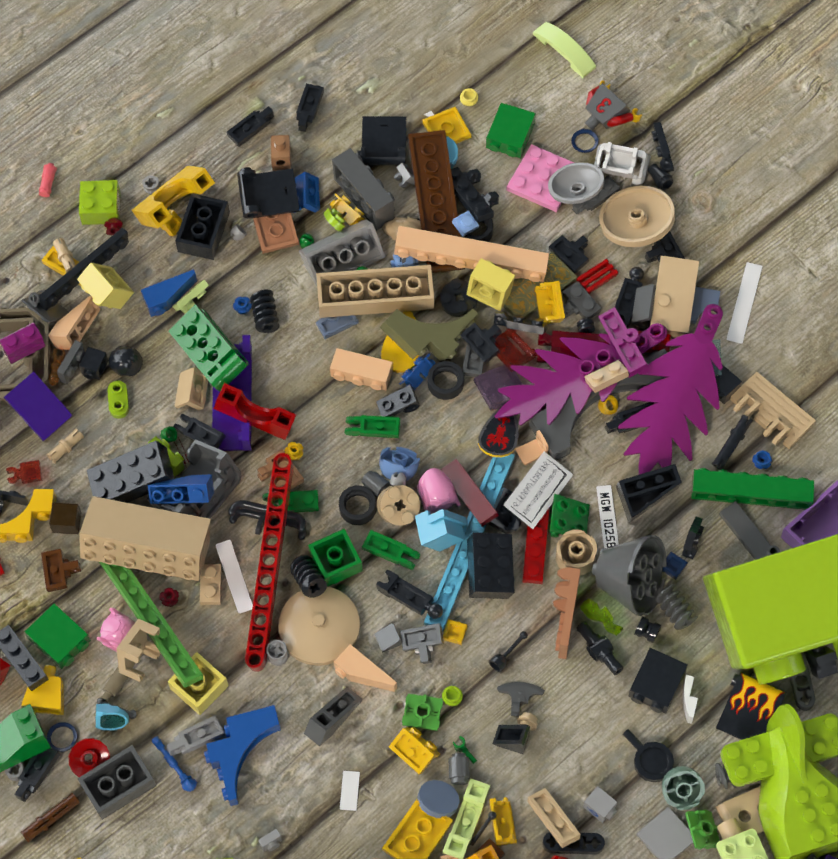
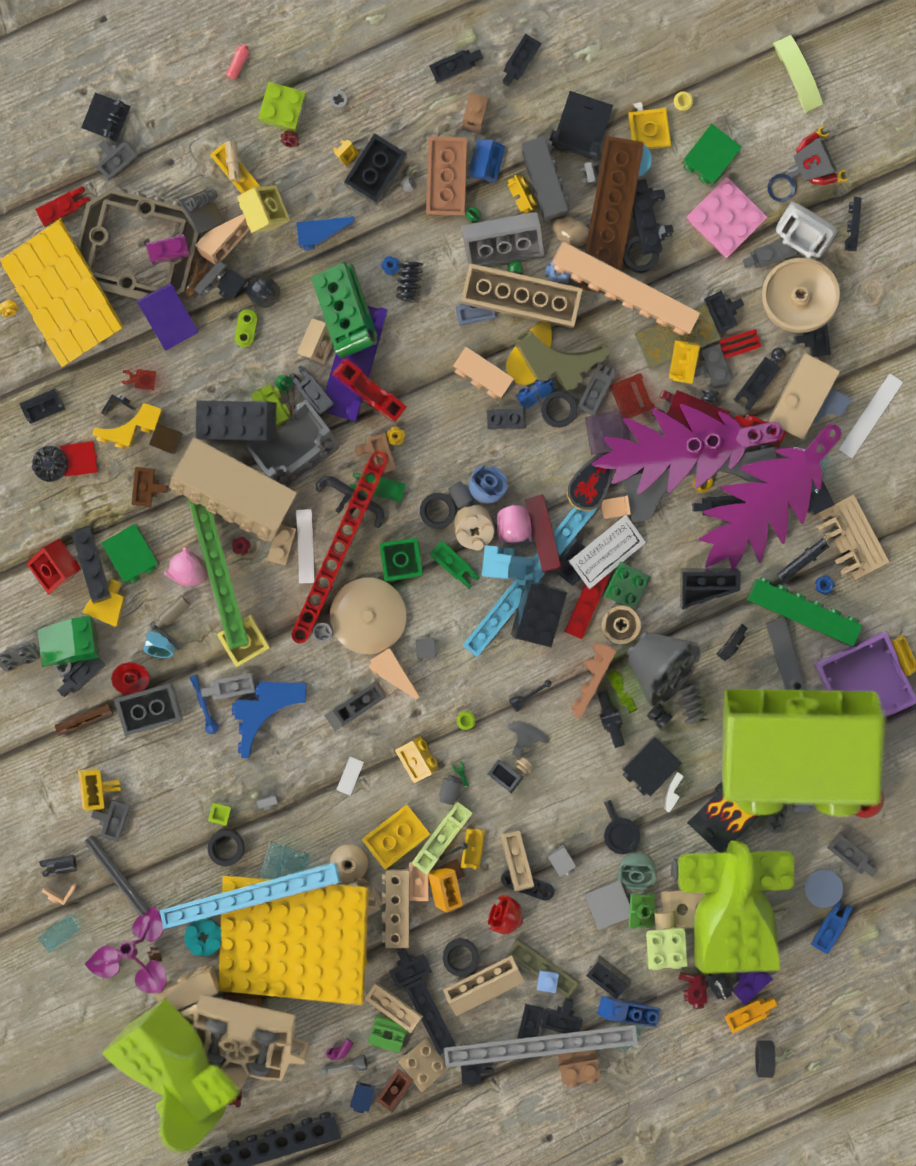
camera: 15 degrees right, 25 degrees up
(53, 728) = (100, 647): dark blue piece -> none
(65, 446) = (183, 362): tan pin -> none
(99, 256) = (256, 179): black plate -> none
(133, 646) = (202, 586): tan panel -> none
(153, 210) = (370, 112): yellow arch -> none
(182, 490) = (280, 454): blue slope -> none
(186, 301) = (336, 245): yellowish green hinge -> none
(266, 193) = (446, 154): black door -> none
(308, 576) = (370, 570): black piece -> none
(334, 219) = (505, 203): lime plate -> none
(373, 426) = (478, 436): green hinge -> none
(398, 479) = (480, 506): light grey hinge -> none
(409, 595) = (458, 618): black plate -> none
(422, 640) = (455, 662): hinge -> none
(426, 703) = (446, 723): bright green piece -> none
(438, 799) = (423, 812): sand blue tile -> none
(447, 298) = (589, 322): black plate -> none
(454, 631) = (487, 660): yellow tile -> none
(465, 223) = (631, 251): light blue plate -> none
(482, 341) = (605, 384): black hinge -> none
(490, 284) = (633, 329): light yellow brick -> none
(519, 323) = (649, 376): black hinge -> none
(576, 183) = (749, 234): light grey dish -> none
(606, 376) = (709, 461): tan plate -> none
(607, 516) = (662, 596): white sticker -> none
(624, 341) = (737, 431): magenta hinge -> none
(643, 306) = (772, 394): dark grey panel -> none
(661, 178) = (839, 255): black cone -> none
(675, 565) = (706, 661): dark blue tile -> none

